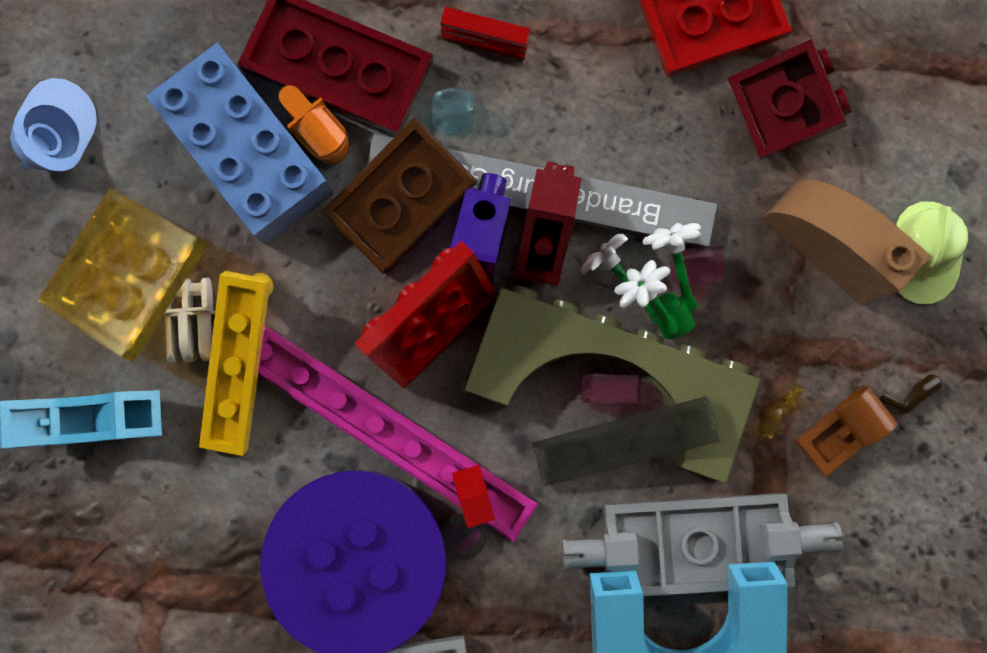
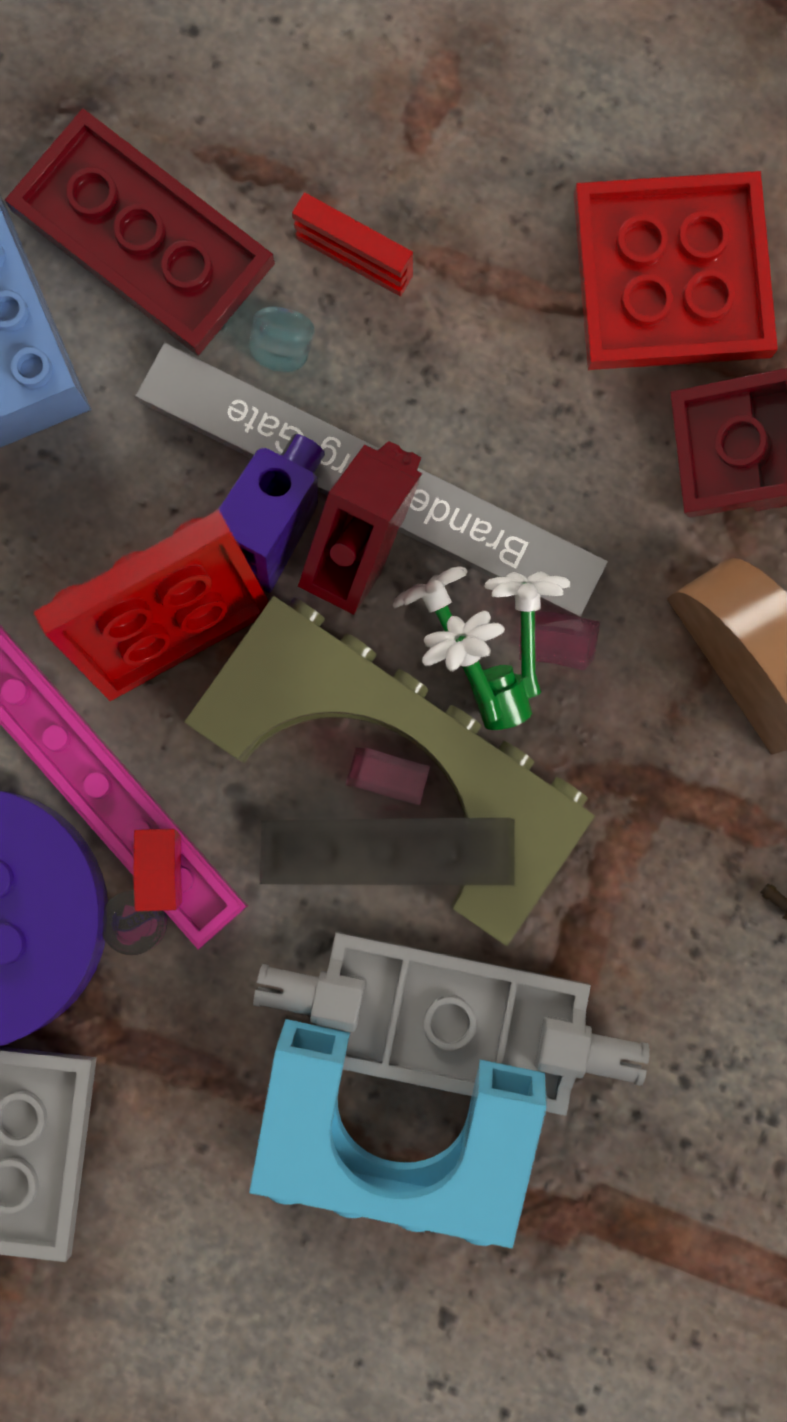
camera: 20 degrees right, 0 degrees up
(315, 126) = (86, 312): orange arm -> none
(399, 196) = (173, 435): reddish brown tile -> none
(780, 408) = (618, 867): clear yellow piece -> none
(846, 429) = (698, 920): dark orange plate -> none

